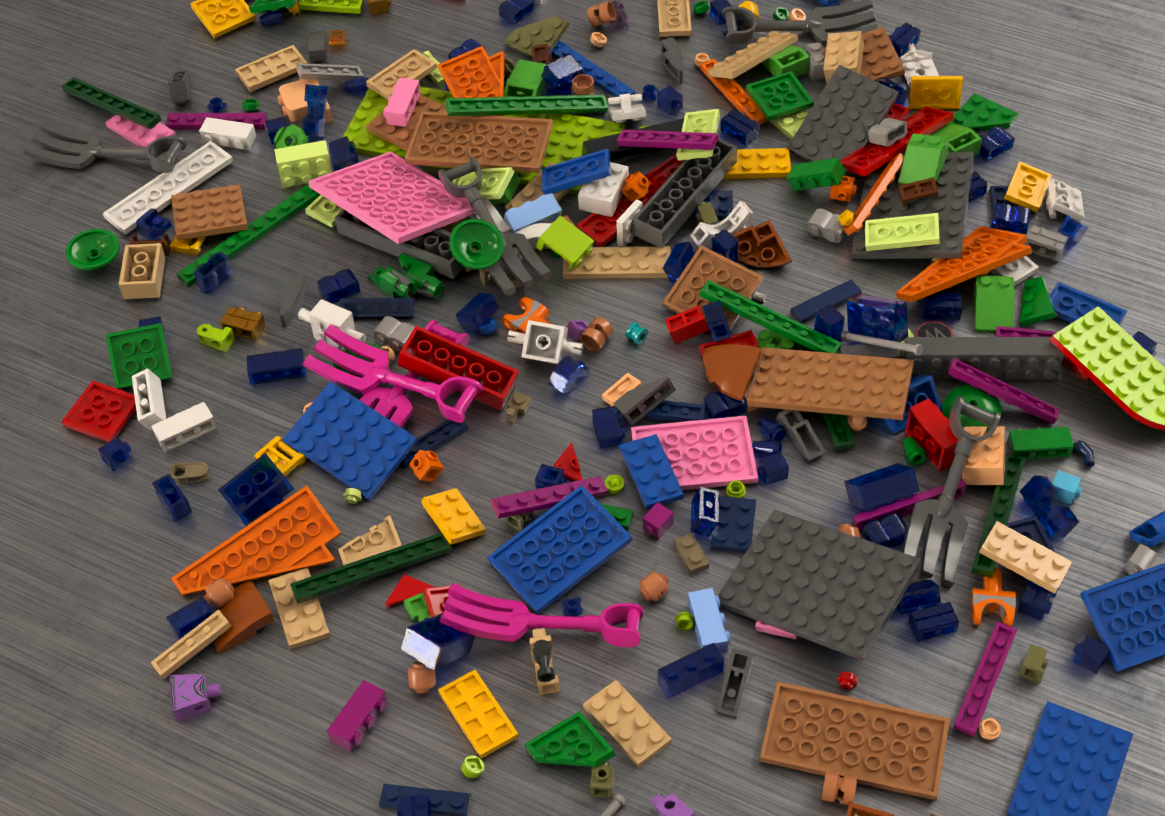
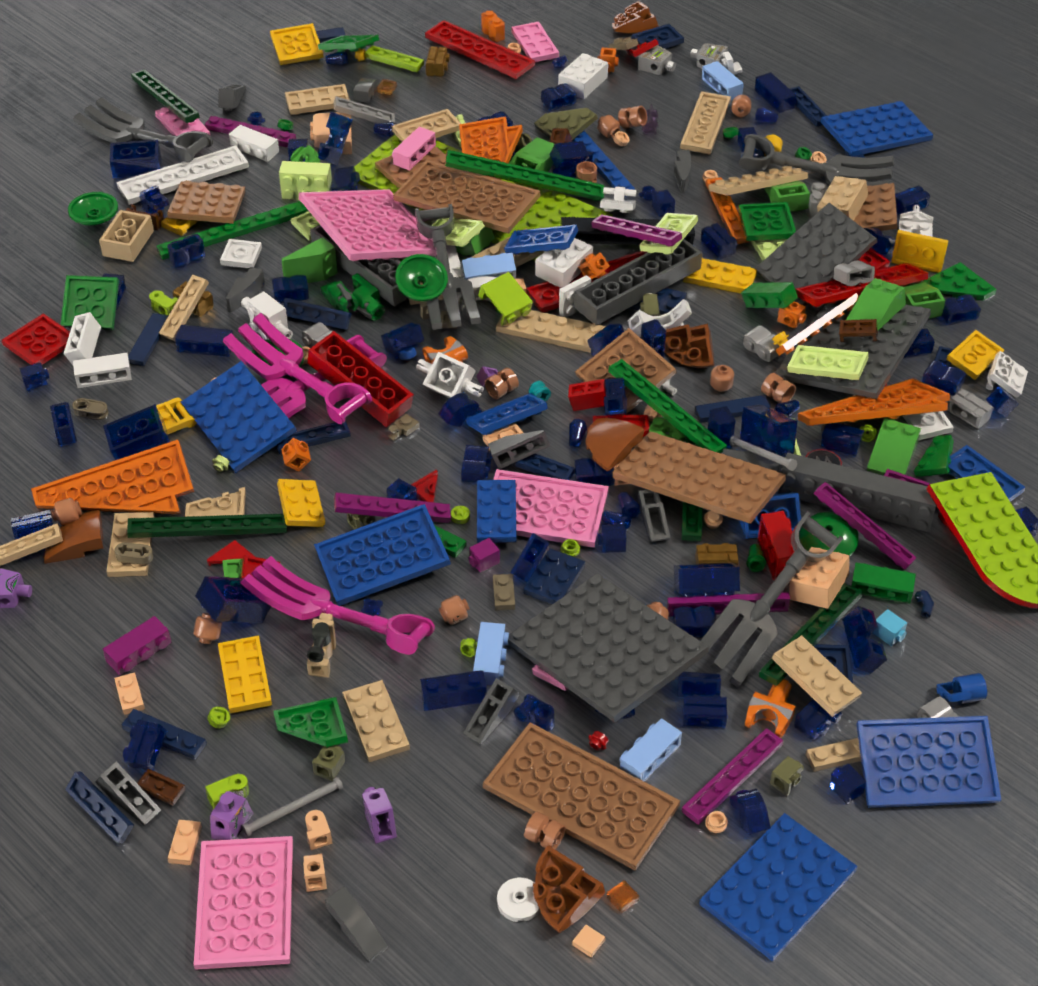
camera: 15 degrees right, 5 degrees down
(111, 181) = (134, 158): none -> clear blue brick
(215, 379) = (147, 340): none -> dark blue tile
(241, 337) = (184, 307): none -> tan plate
(269, 260) = (241, 253): none -> white plate
(311, 618) = (134, 553): none -> dark tan beam
(352, 252) = (314, 261): none -> bright green slope
(370, 768) = (129, 693): none -> light nougat plate
(580, 29) = (608, 126): none -> nougat head
(615, 365) = (507, 413): none -> blue plate
(690, 366) = (577, 430): none -> clear blue cone
(756, 328) = (652, 414): none -> light nougat tile
(776, 669) = (536, 712): none -> clear blue piece
(805, 272) = (722, 378): none -> nougat head
(868, 271) = (778, 388): none -> nougat wheel
(877, 458) = (716, 553): none -> pearl gold brick
(878, 288) = (788, 408): none -> clear blue cone
(900, 675) = (651, 750): none -> light blue brick
(966, 292) = (868, 437): none -> lime plate
(1019, 707) = (752, 810): none -> clear blue brick
(1067, 628) = (834, 755): none -> tan plate

